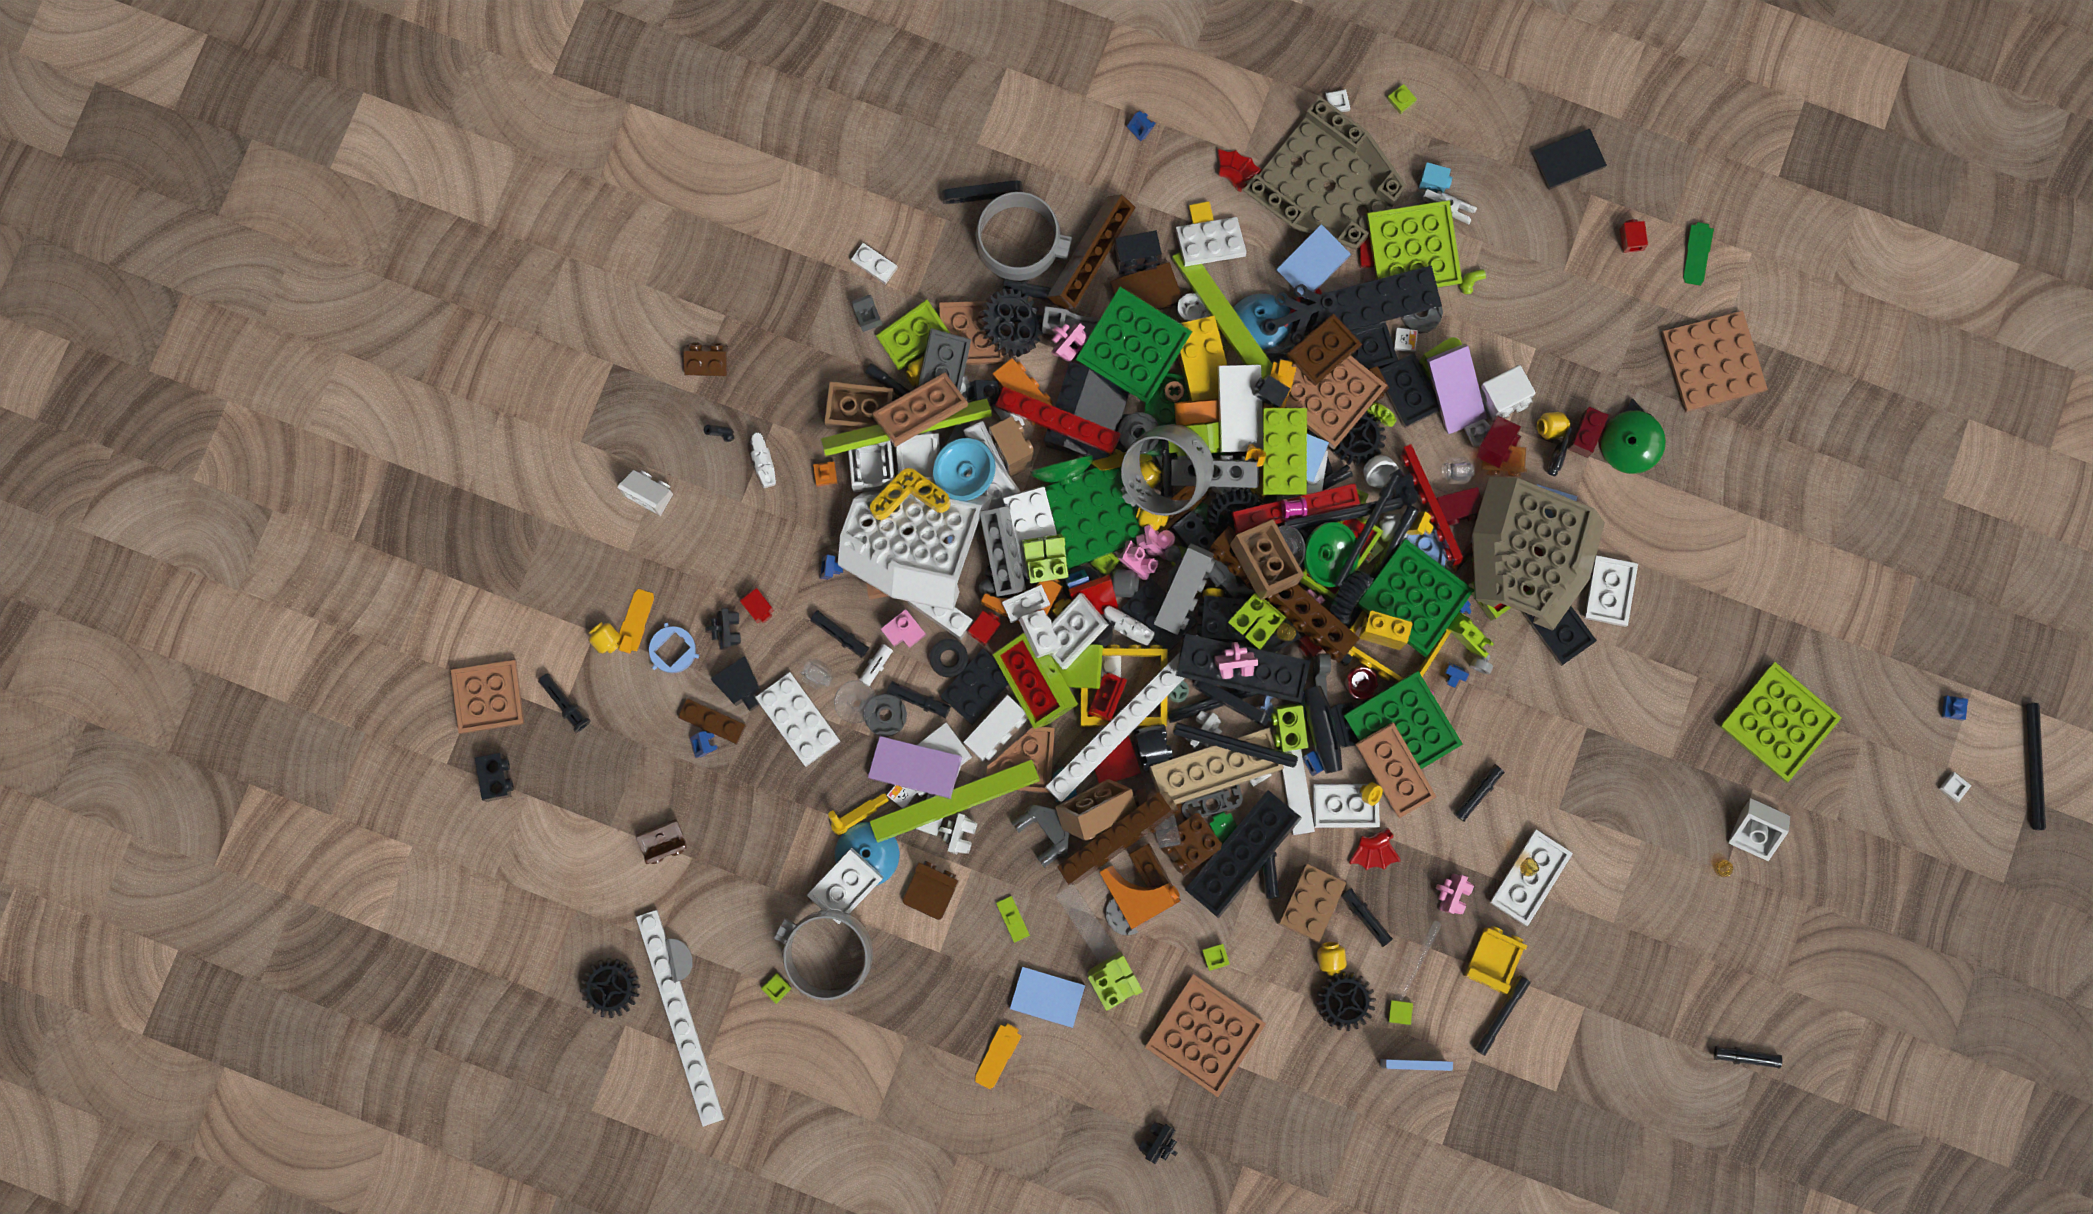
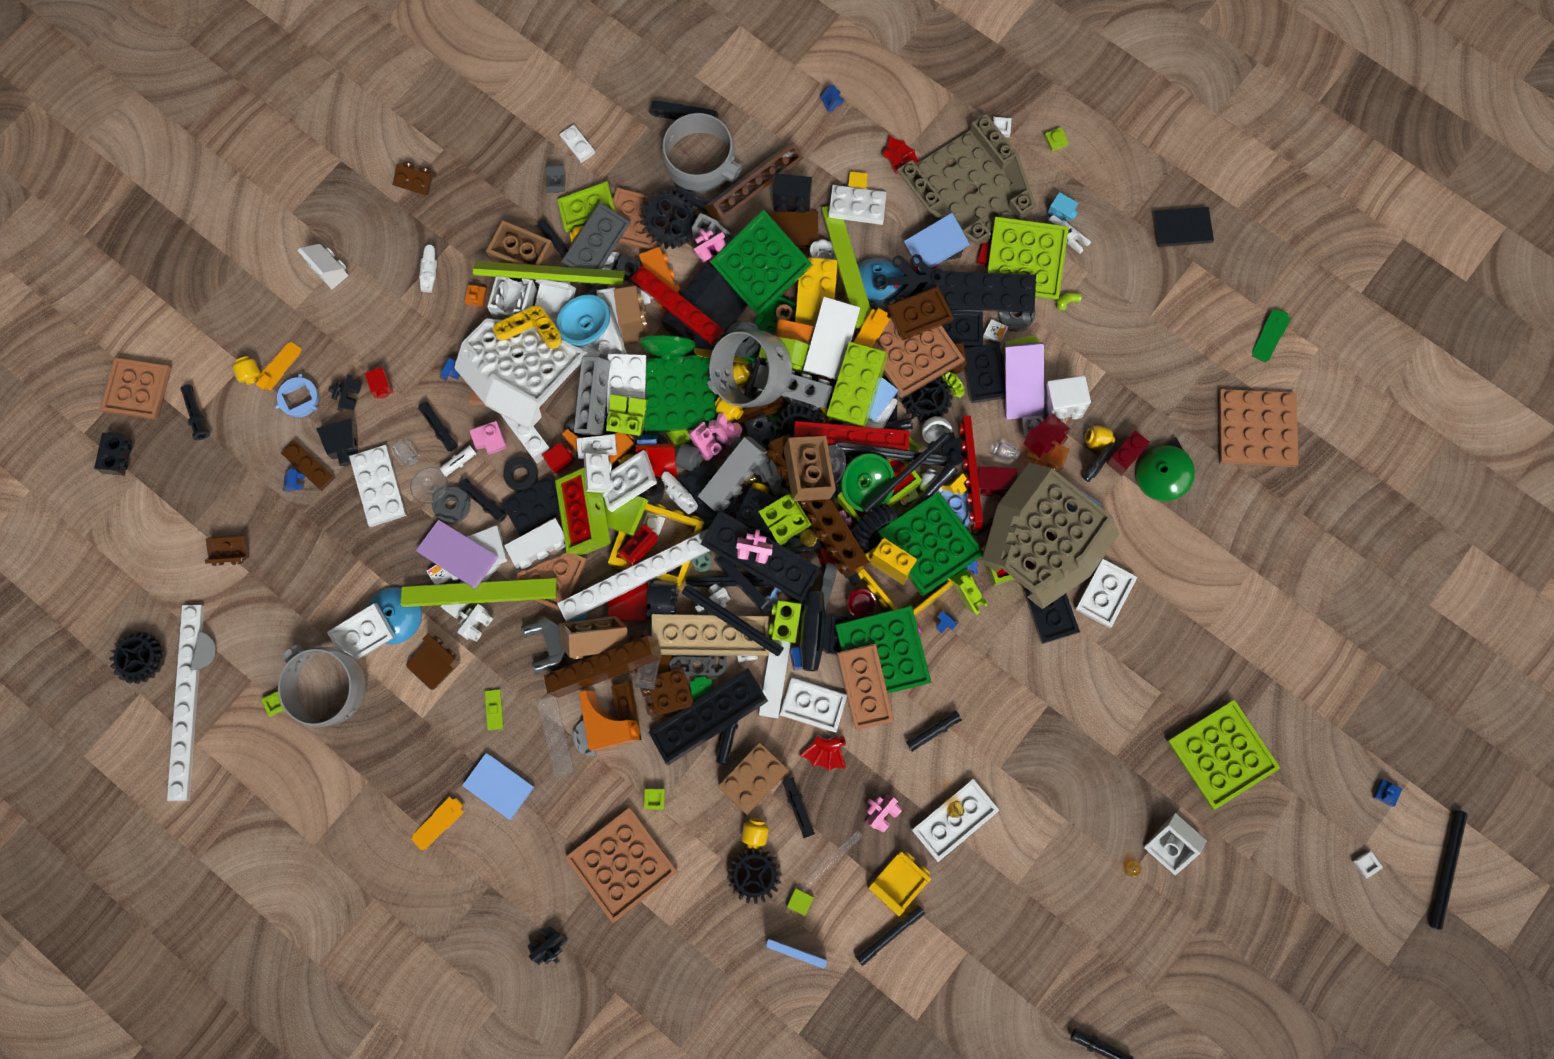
camera: 25 degrees right, 5 degrees down
(715, 430) = (403, 236): black arm -> none
(842, 824) = (380, 583): yellow piece -> none
(920, 409) = (564, 261): nougat tile -> none
(1113, 981) = (550, 791): lime hips -> none
(1256, 453) = (831, 378): light orange piece -> none
(1271, 391) = (860, 330): black brick -> none
(1294, 507) = (848, 433): dark pink bush -> none
(1371, 793) = (837, 700): yellow tile -> none
(1482, 665) = (972, 621): light grey tile -> none
(1633, 236) = (1219, 304): red brick -> none

